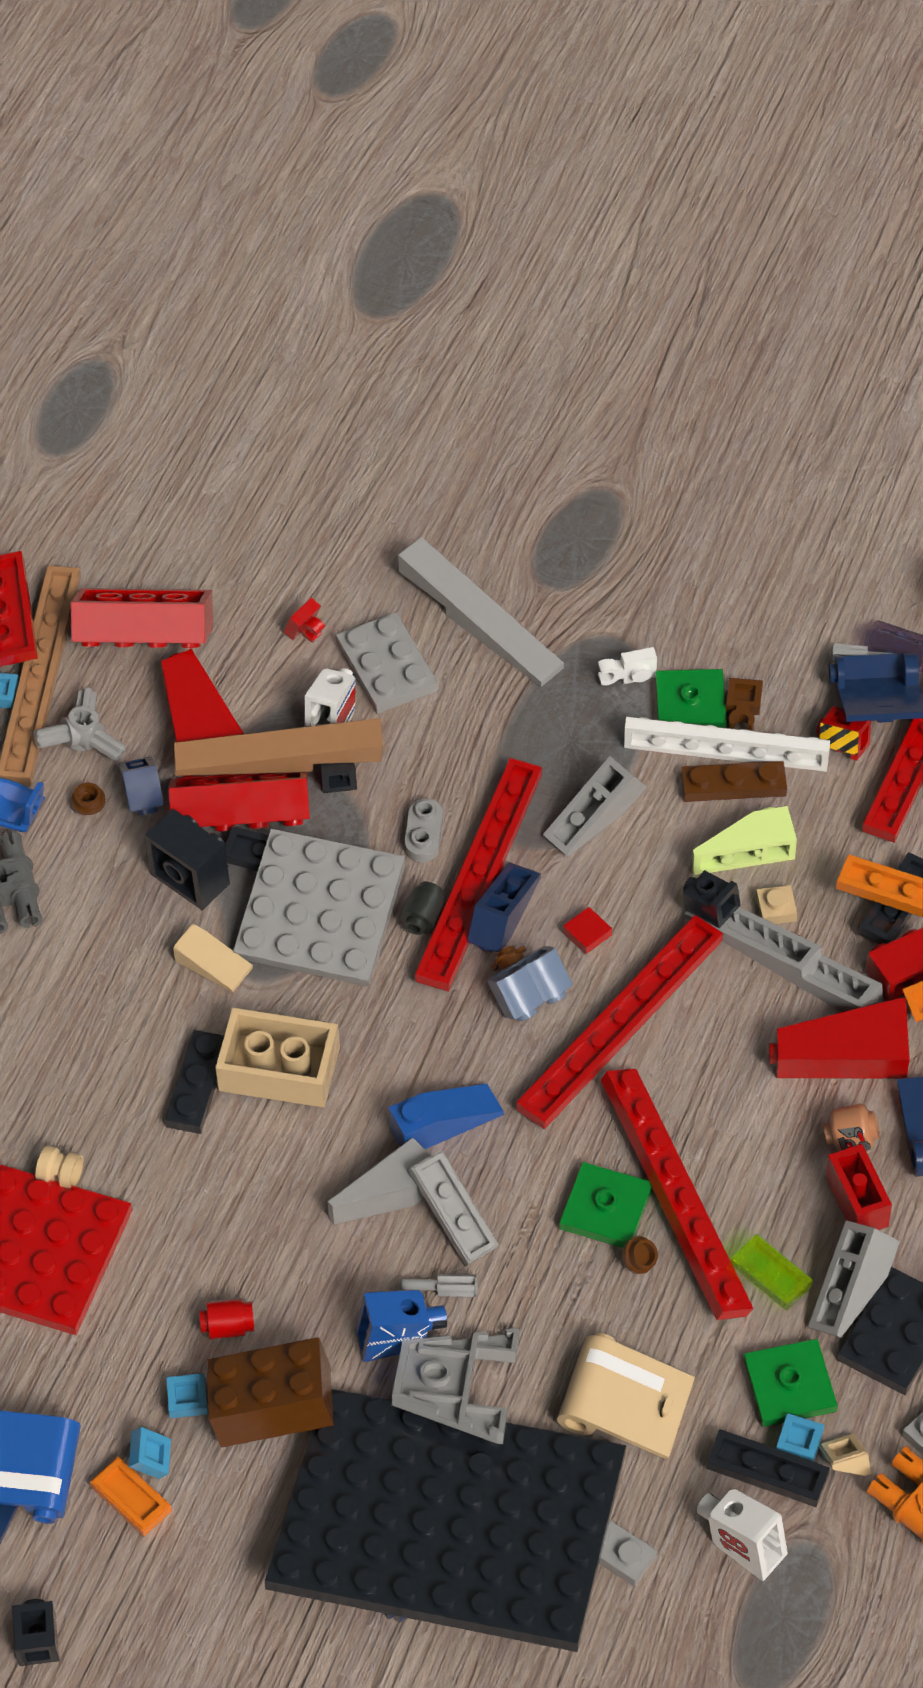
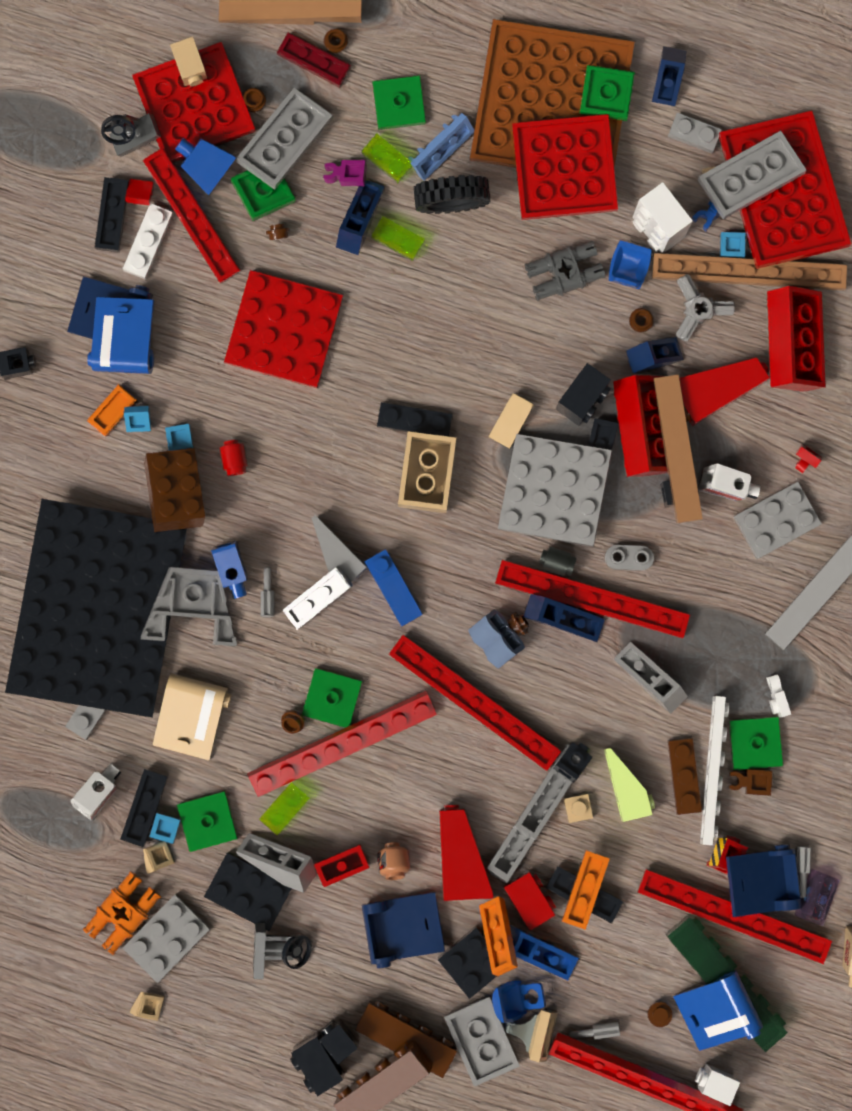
camera: 85 degrees right, 30 degrees up
(59, 1167) = (339, 337): tan wheel -> none
(587, 930) = (549, 676): red tile -> none

